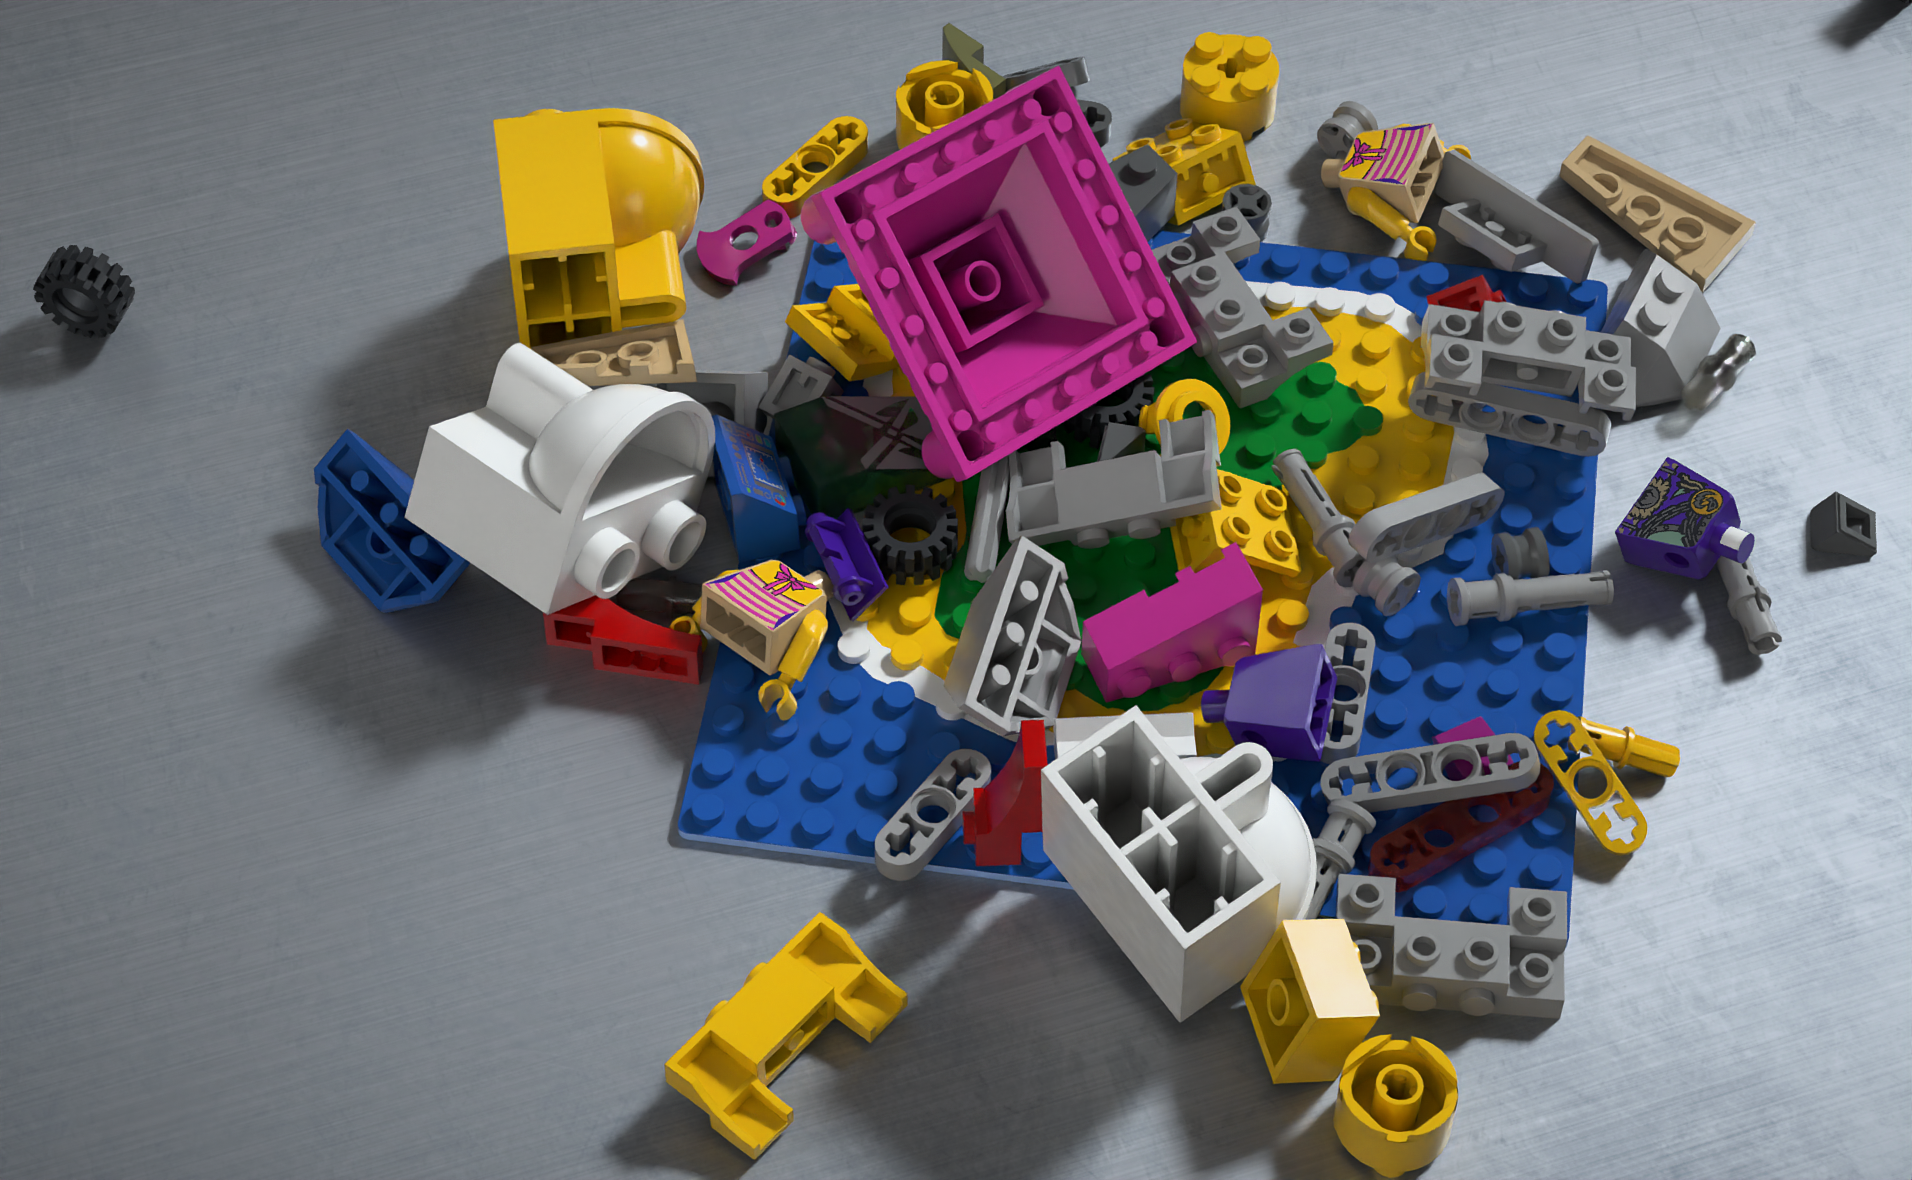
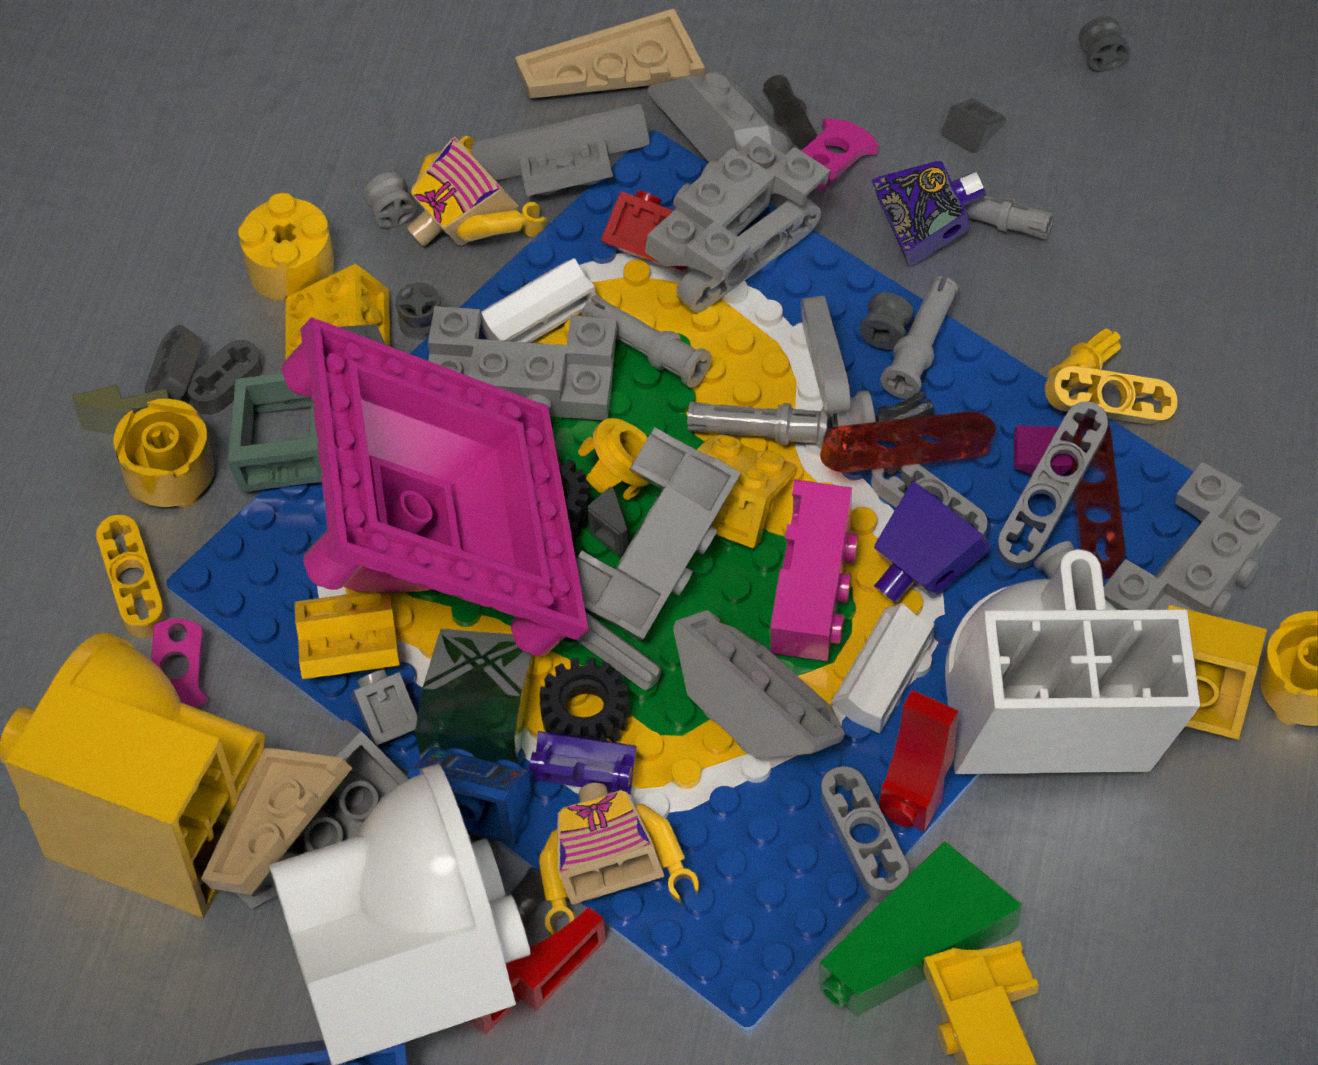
camera: 55 degrees left, 5 degrees up
(890, 908) = (931, 911): none -> green slope
(1297, 283) = (538, 305): none -> white piece
(1343, 401) = (661, 348): none -> light grey pin
(1392, 630) = (855, 445): none -> clear red beam
(1421, 624) = (906, 409): none -> clear smoke pin
(1731, 426) = (845, 135): none -> dark pink piece

